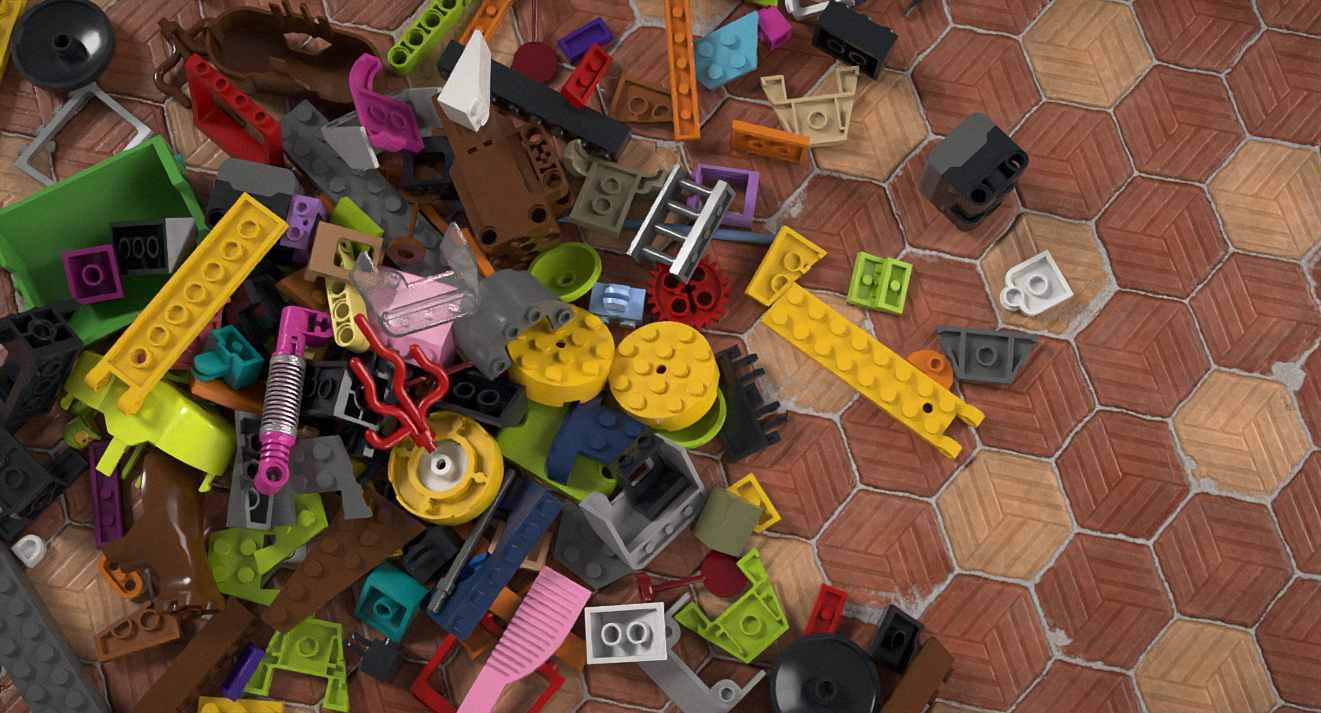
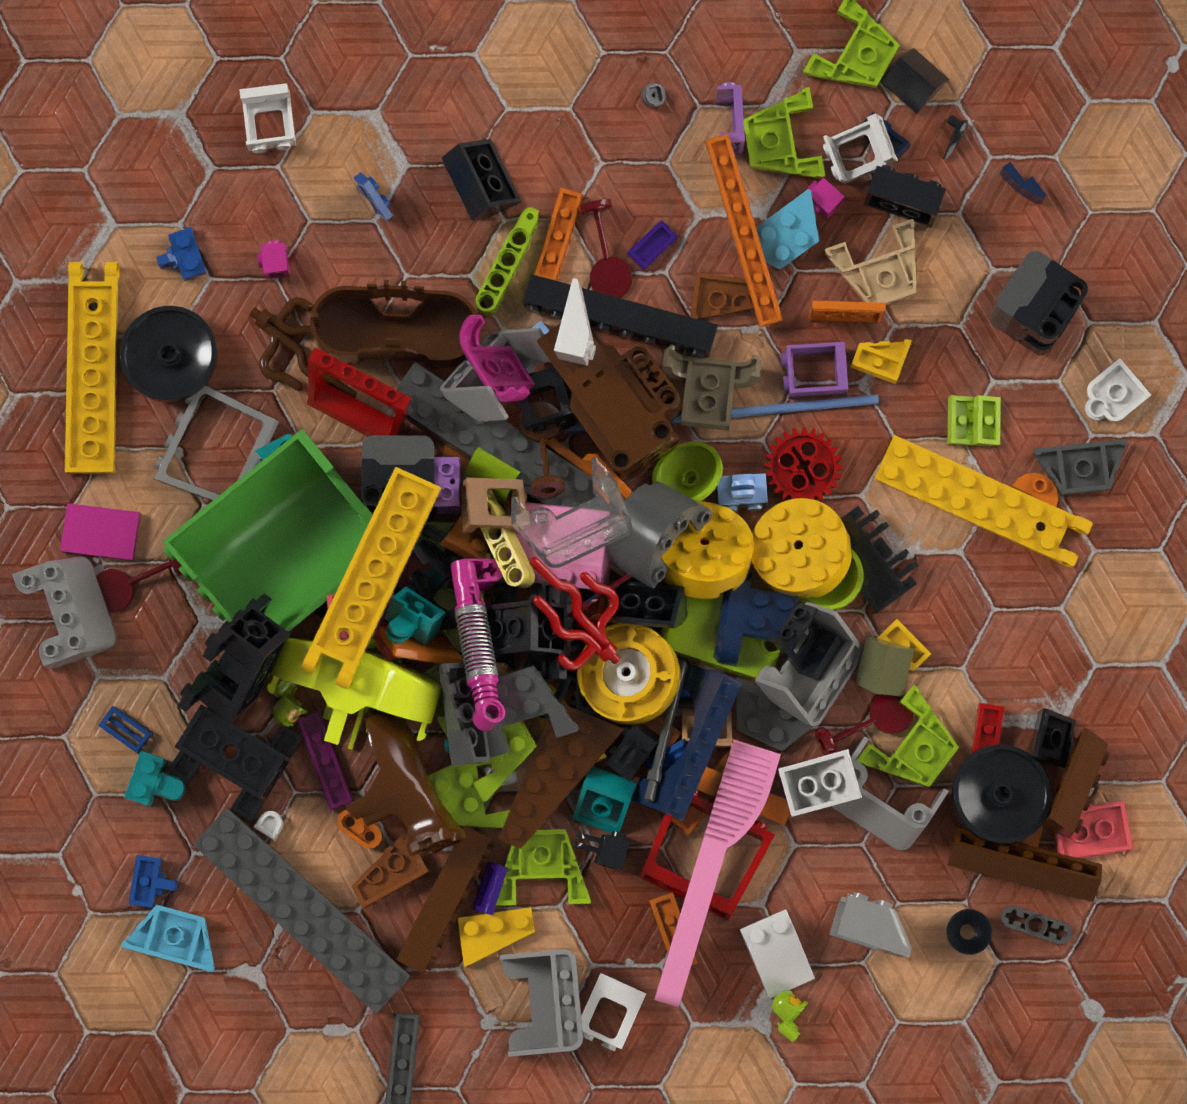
camera: 10 degrees left, 5 degrees up
(93, 274) = (266, 565): magenta slope -> none
(153, 244) = (316, 531): black brick -> none
(586, 76) = (665, 283): red plate -> none
(698, 239) = (801, 422): dark grey fence -> none
(785, 261) = (884, 419): yellow wing -> none
(795, 200) = (881, 359): none -> yellow wing
(983, 60) = (1029, 189): none -> dark blue slope

